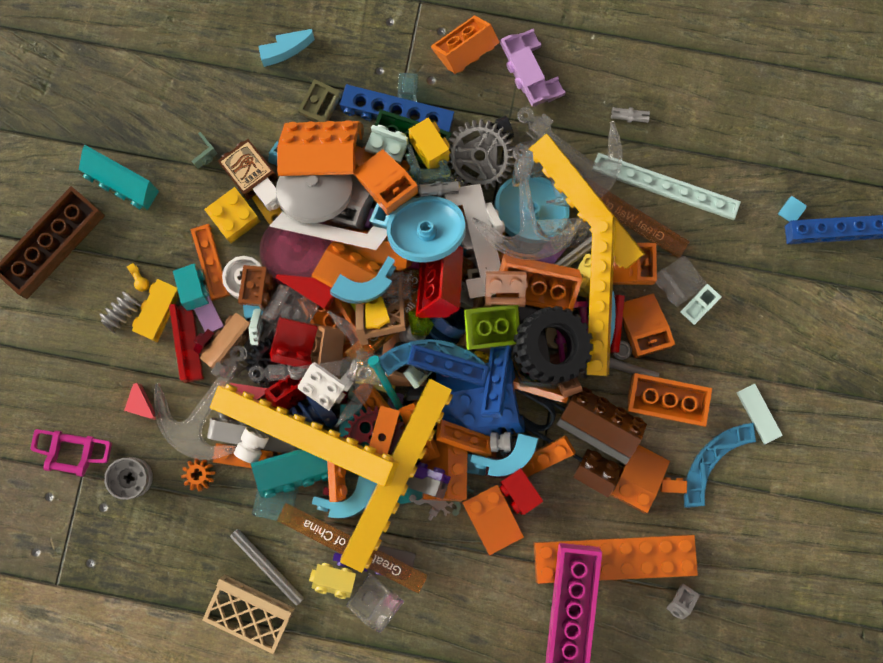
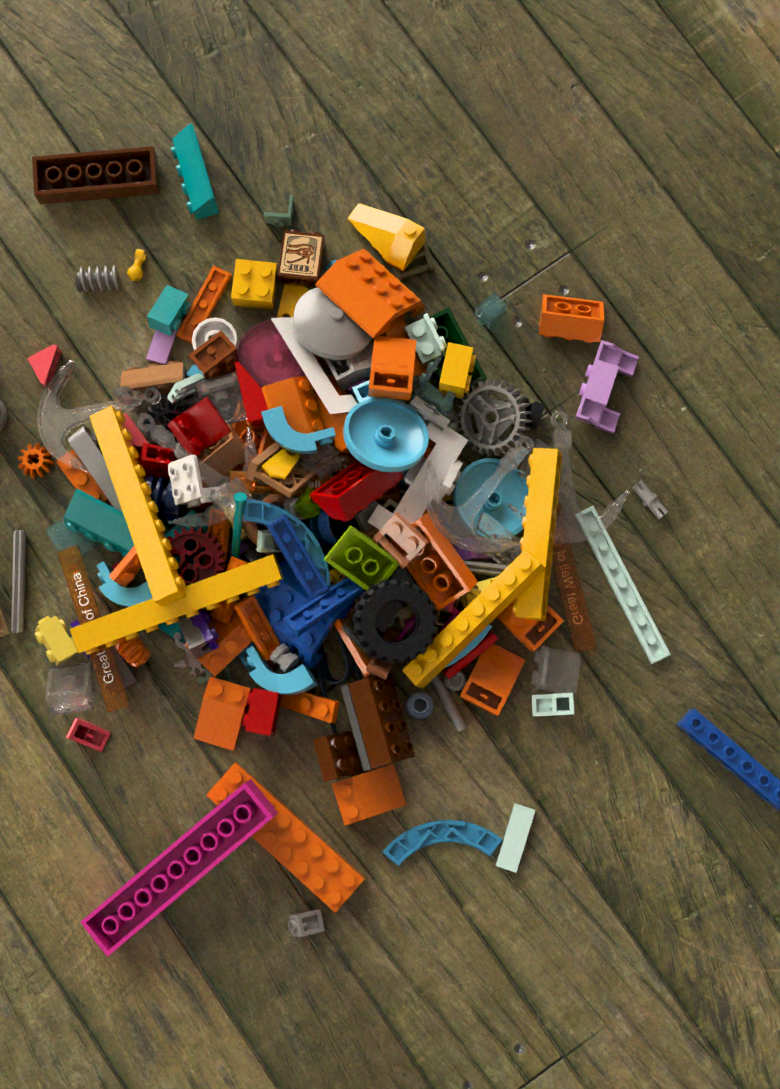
camera: 45 degrees right, 0 degrees up
(155, 310) = (125, 304): yellow brick -> none
(184, 335) = (123, 351): red fence -> none
(202, 340) = (137, 360): dark red plate -> none
(251, 445) = (90, 476): white wheel -> none
(267, 194) = (295, 290): white brick -> none
(286, 46) = (425, 188): medium azure slope -> none
(295, 97) = (389, 234): none -> yellow wedge
(353, 95) = (440, 276): blue brick -> none
(385, 424) = (206, 557): orange tile -> none
(395, 536) = (133, 651): none -> orange gear
(418, 621) = (88, 734): none -> coral slope
(616, 388) = (419, 705): none -> sand blue head
(669, 399) = (450, 755): orange slope -> none
(673, 486) = (387, 824): orange piece -> none
(792, 209) = (707, 702): medium azure slope -> none

